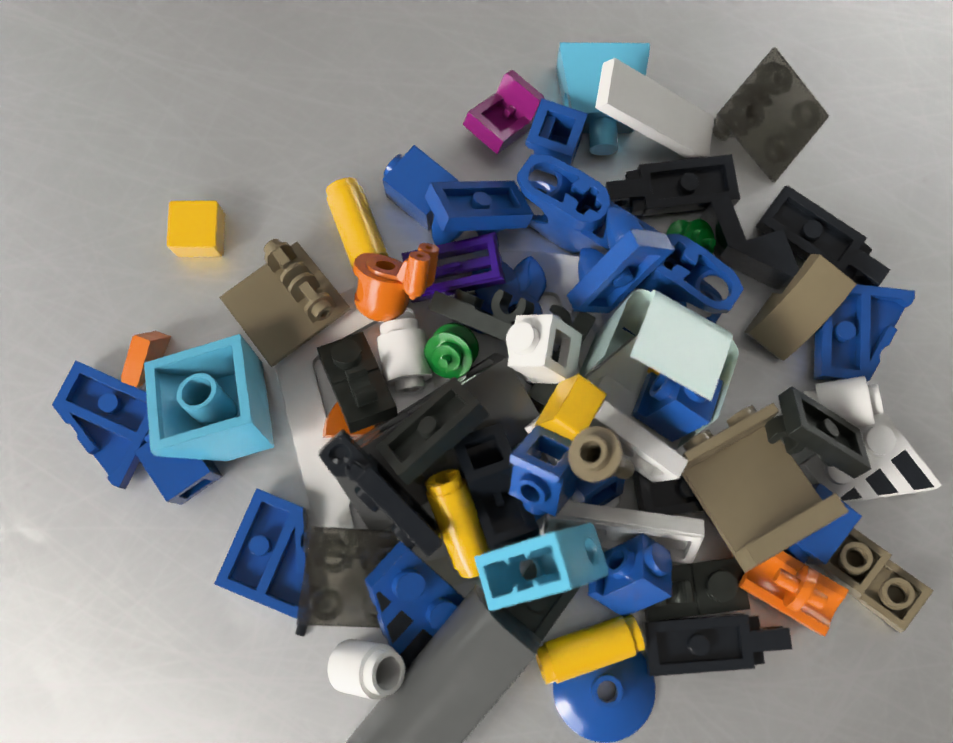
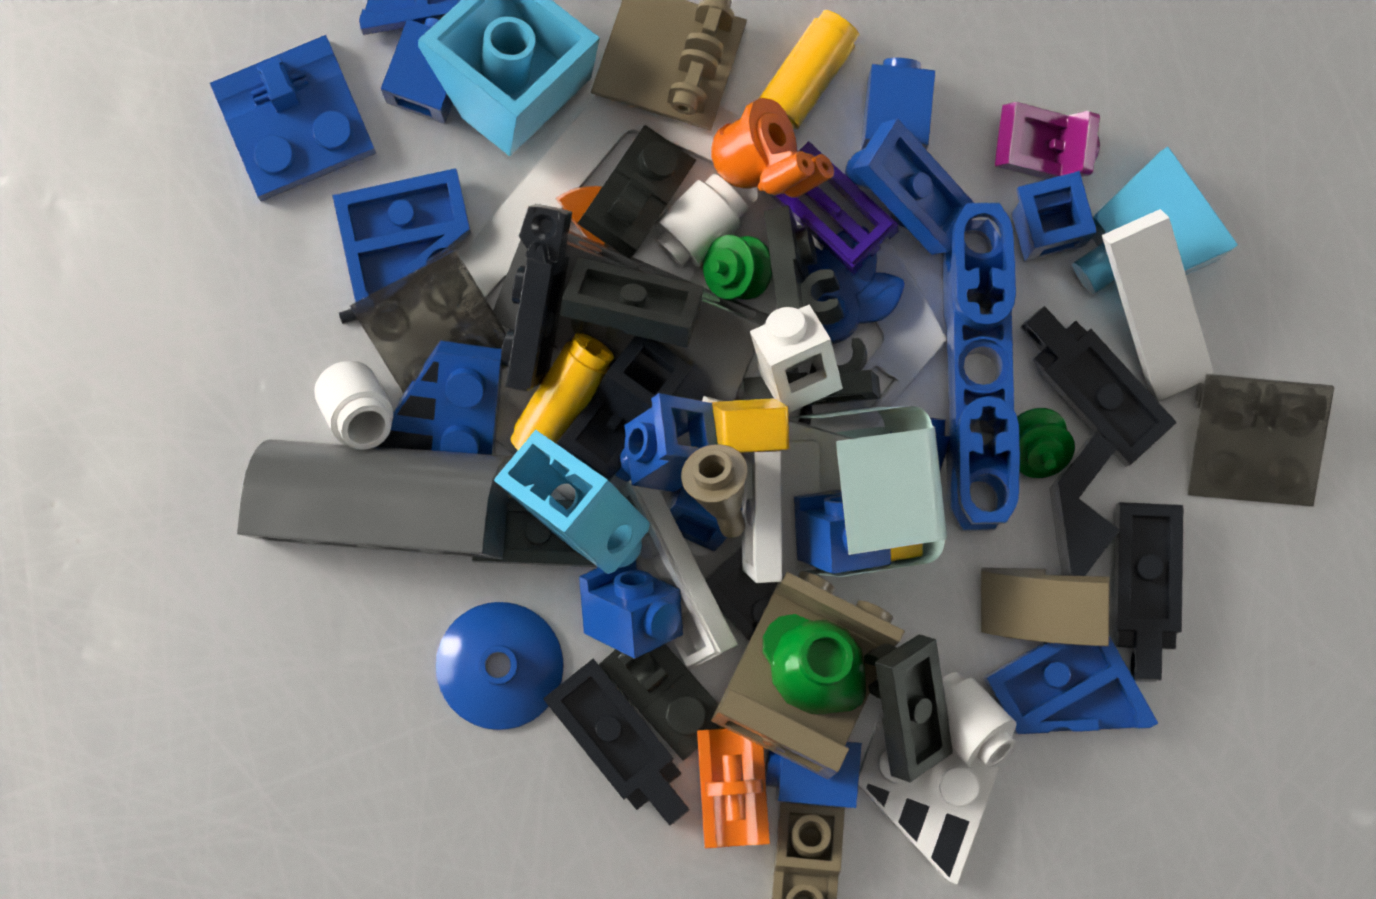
camera: 50 degrees right, 5 degrees up
(144, 575) = (292, 118): none -> blue hinge
(589, 649) = (527, 618): yellow piece -> none
(613, 276) = (935, 379): blue tile -> none
(751, 477) = (815, 664): none -> green piece

